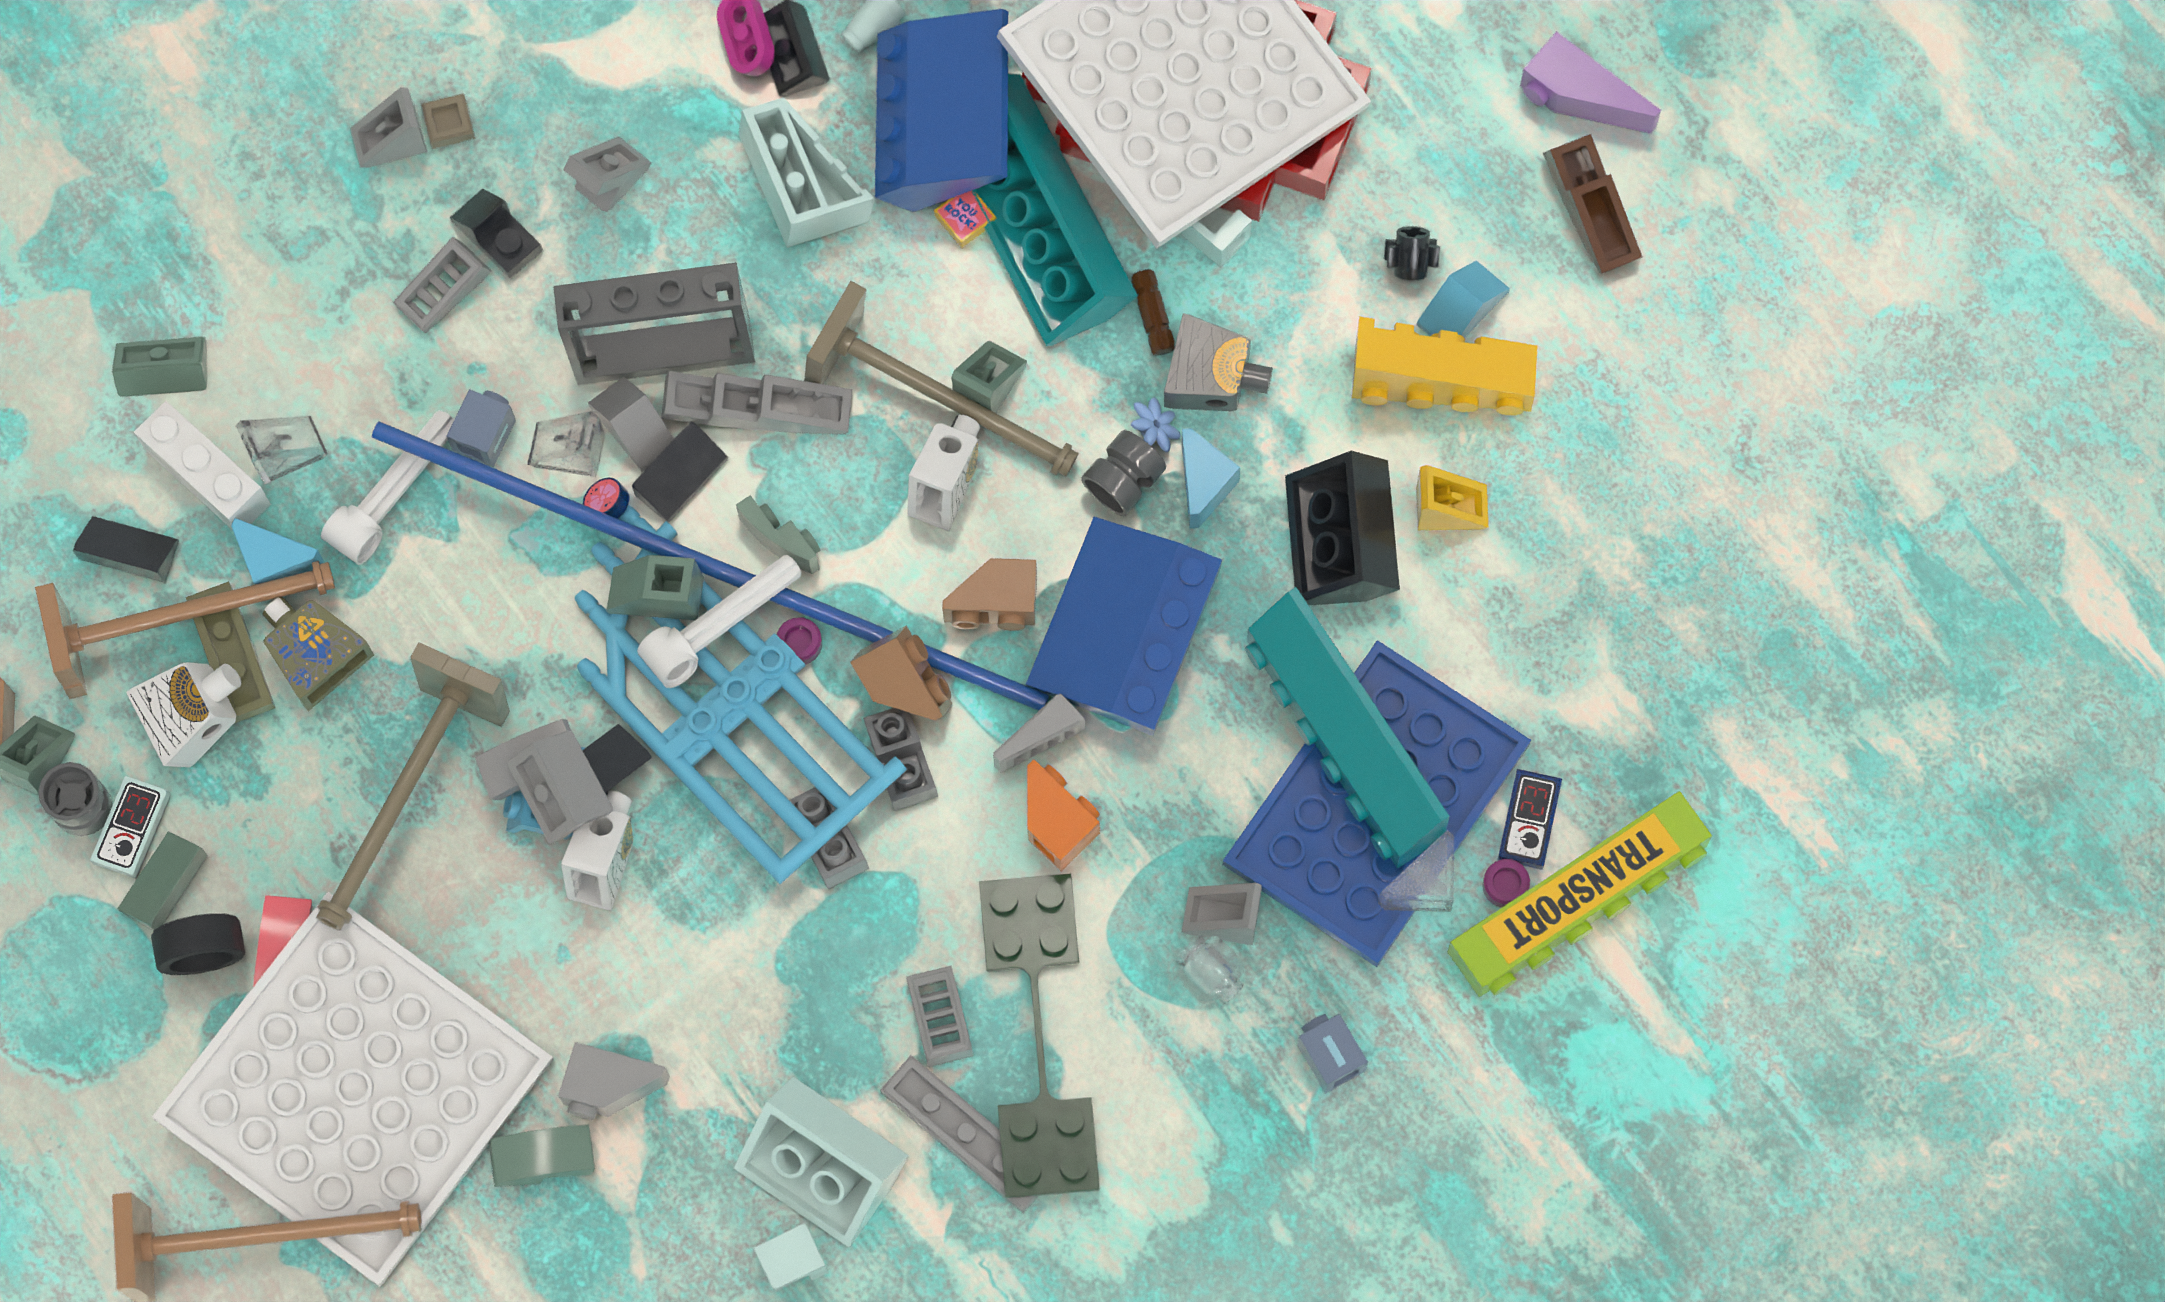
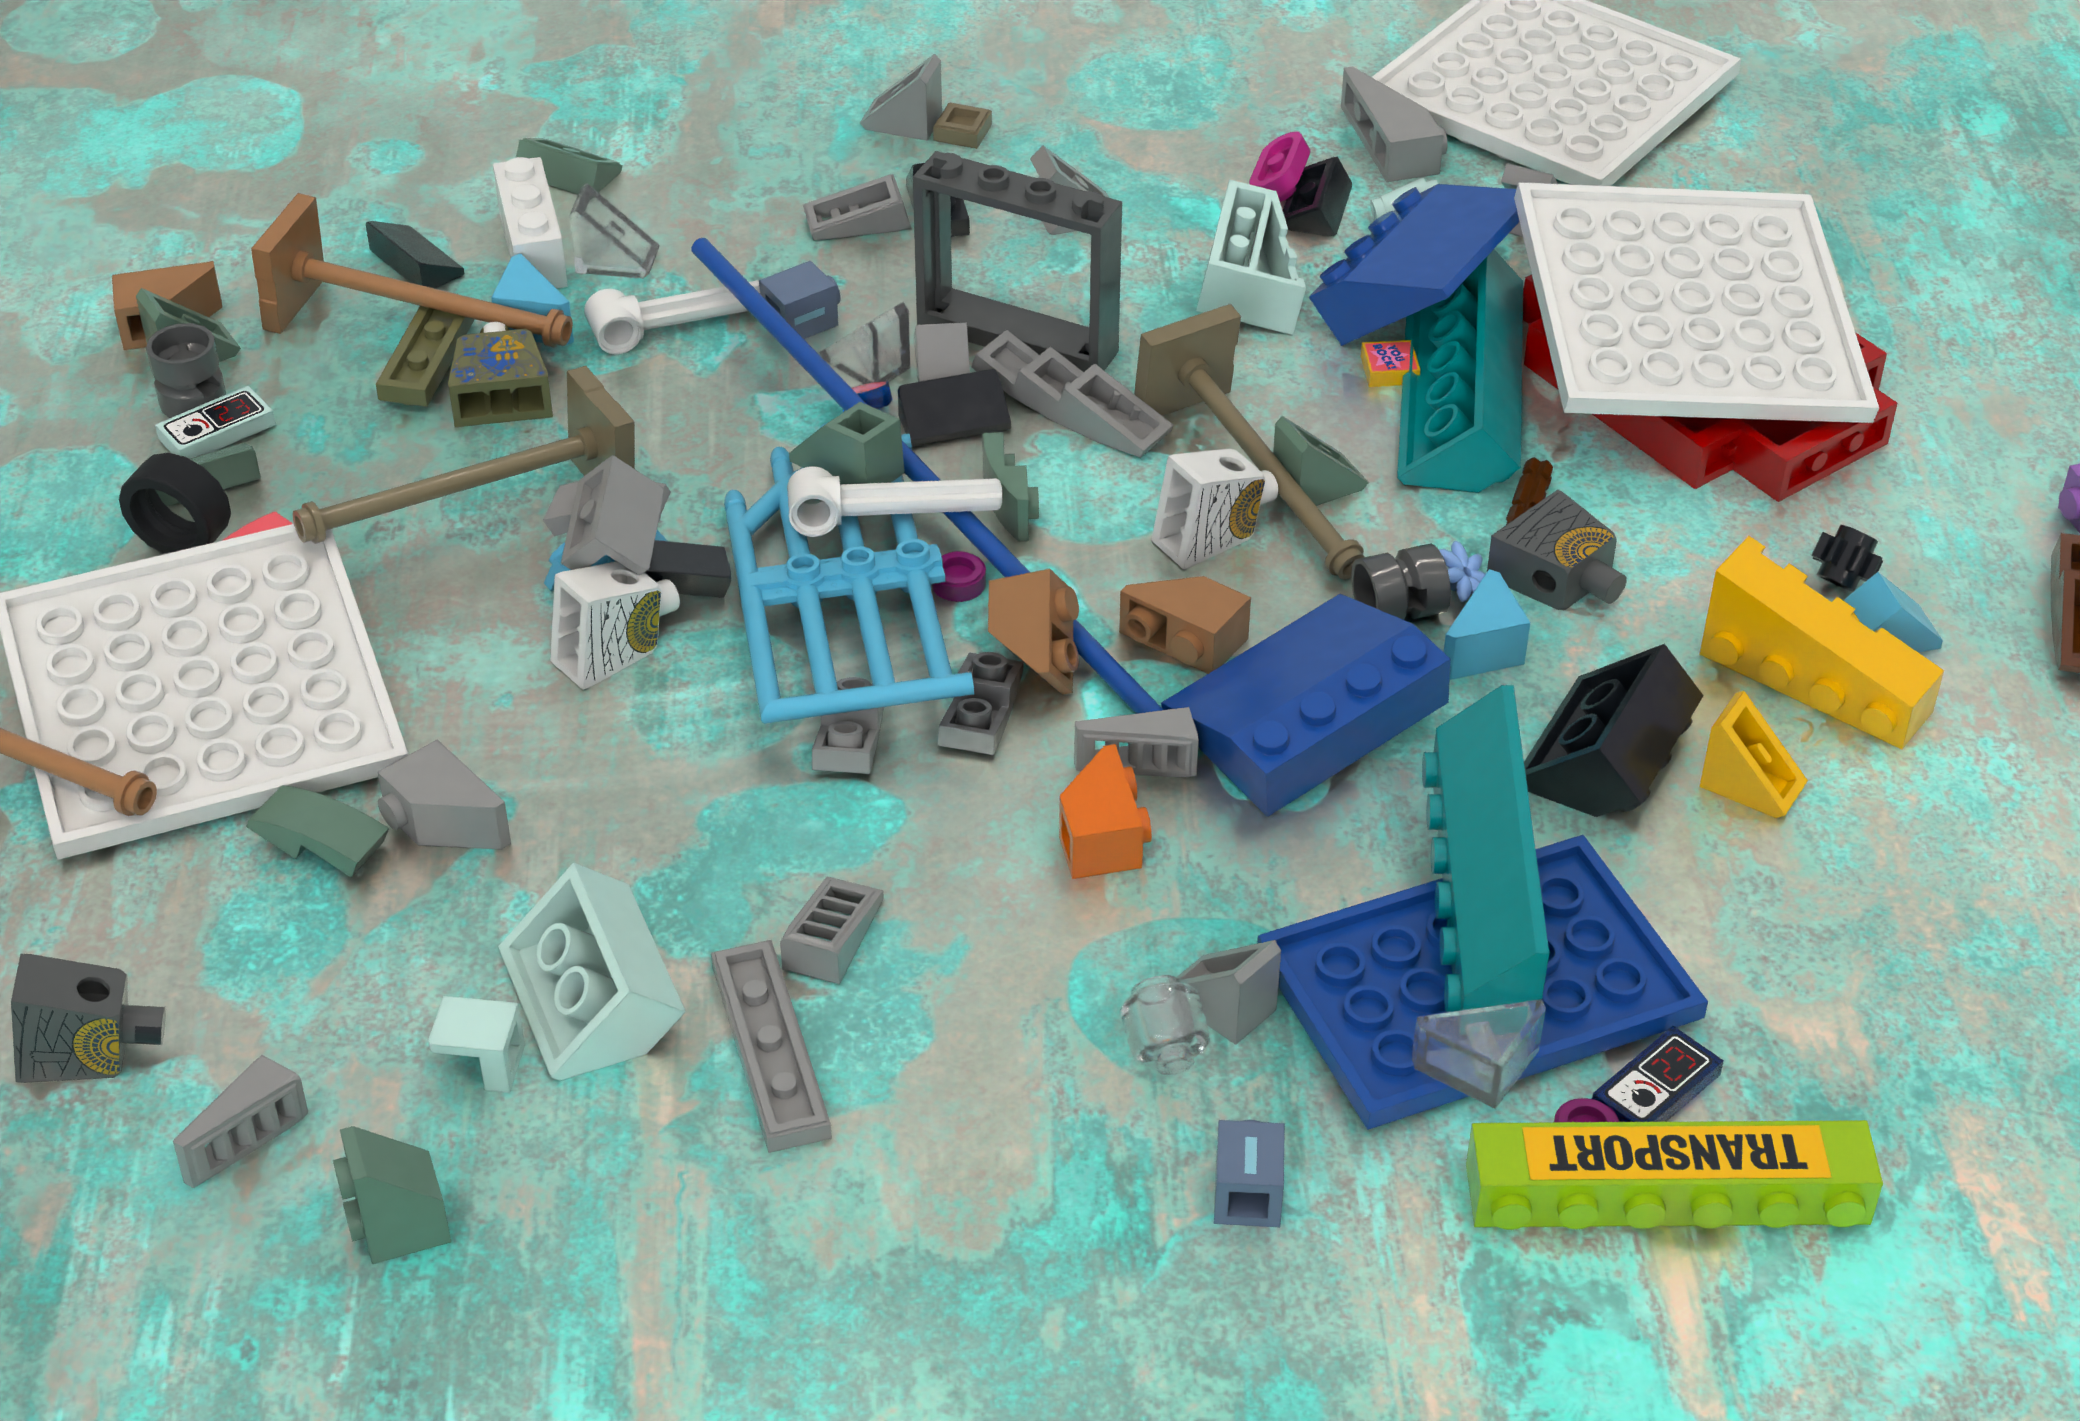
camera: 30 degrees right, 30 degrees down
(186, 710) = (343, 356): white torso -> none
(1049, 1141) = (861, 1090): hinge -> none
(1219, 234) = (1643, 472): light aqua panel -> none

